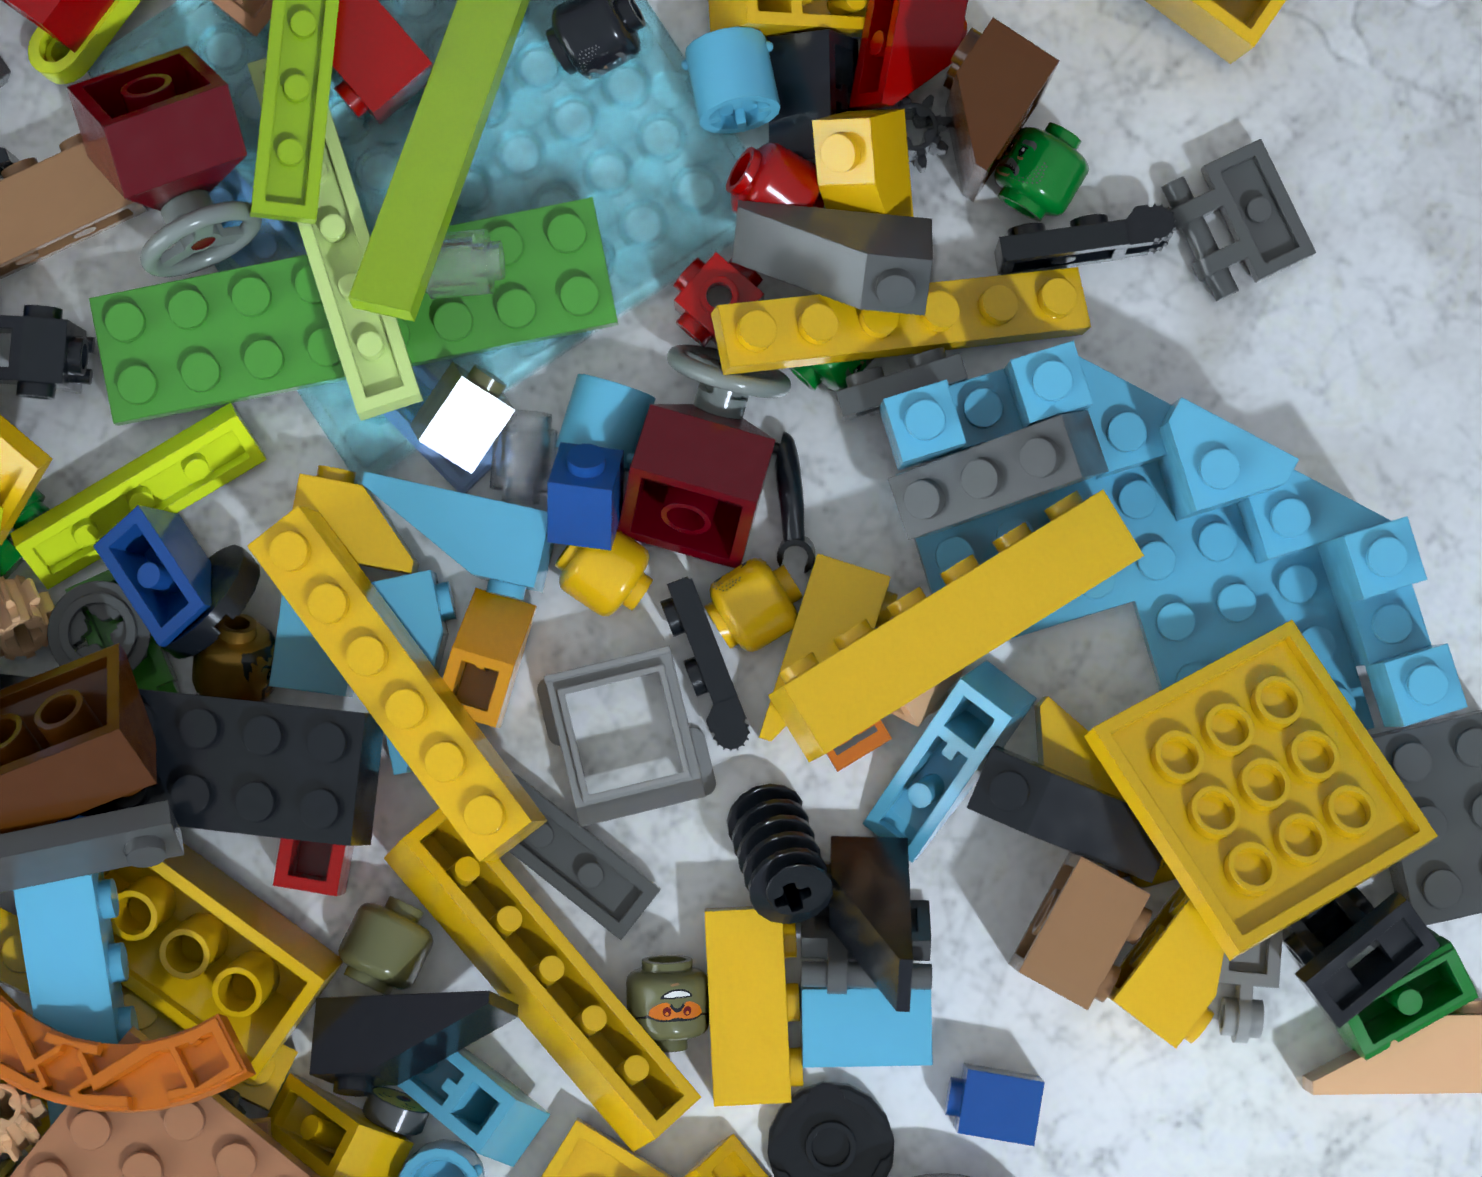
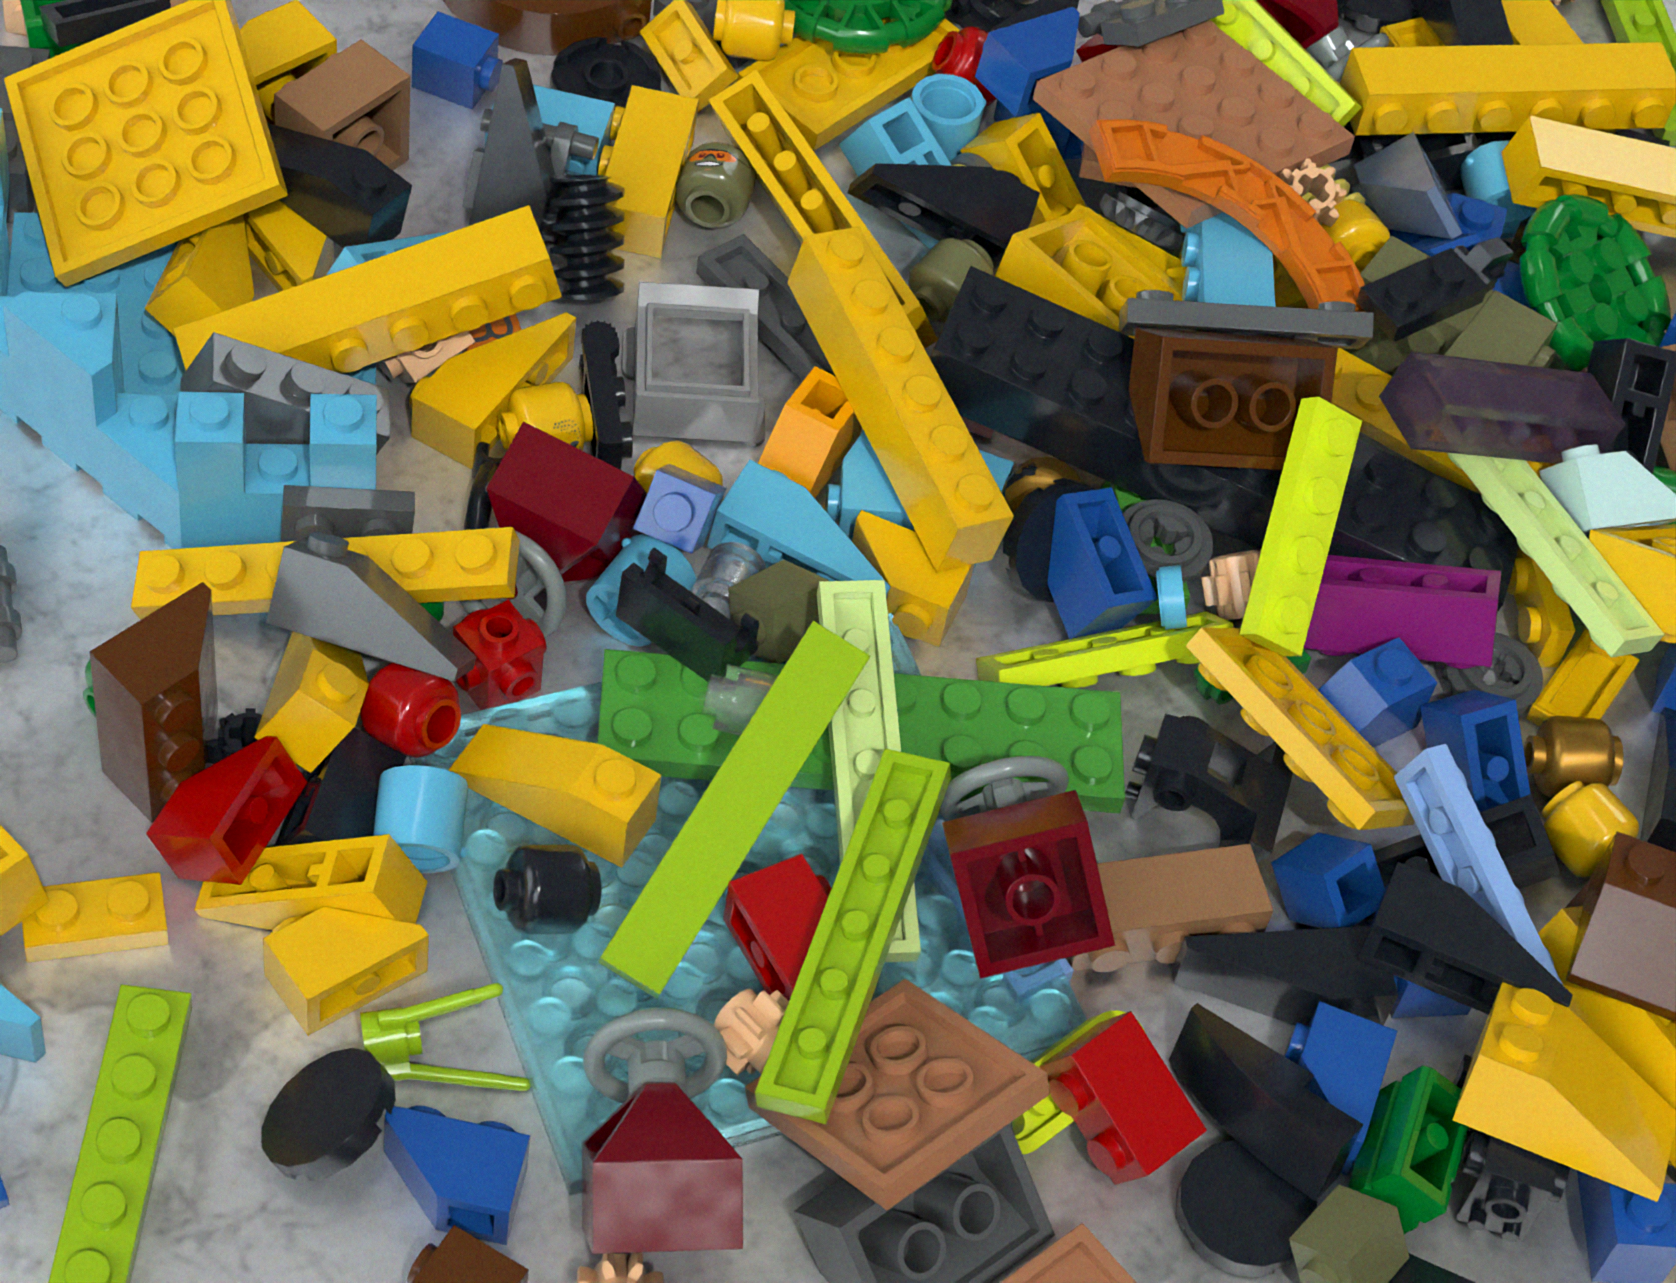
camera: 175 degrees left, 35 degrees down
(80, 555) = (1171, 597): none -> medium azure tile
(541, 348) = (682, 621): none -> black hinge
(620, 151) = (565, 787): none -> yellow slope
(1085, 242) = (82, 613): black hinge -> none
(1137, 643) = (204, 276): none -> yellow slope

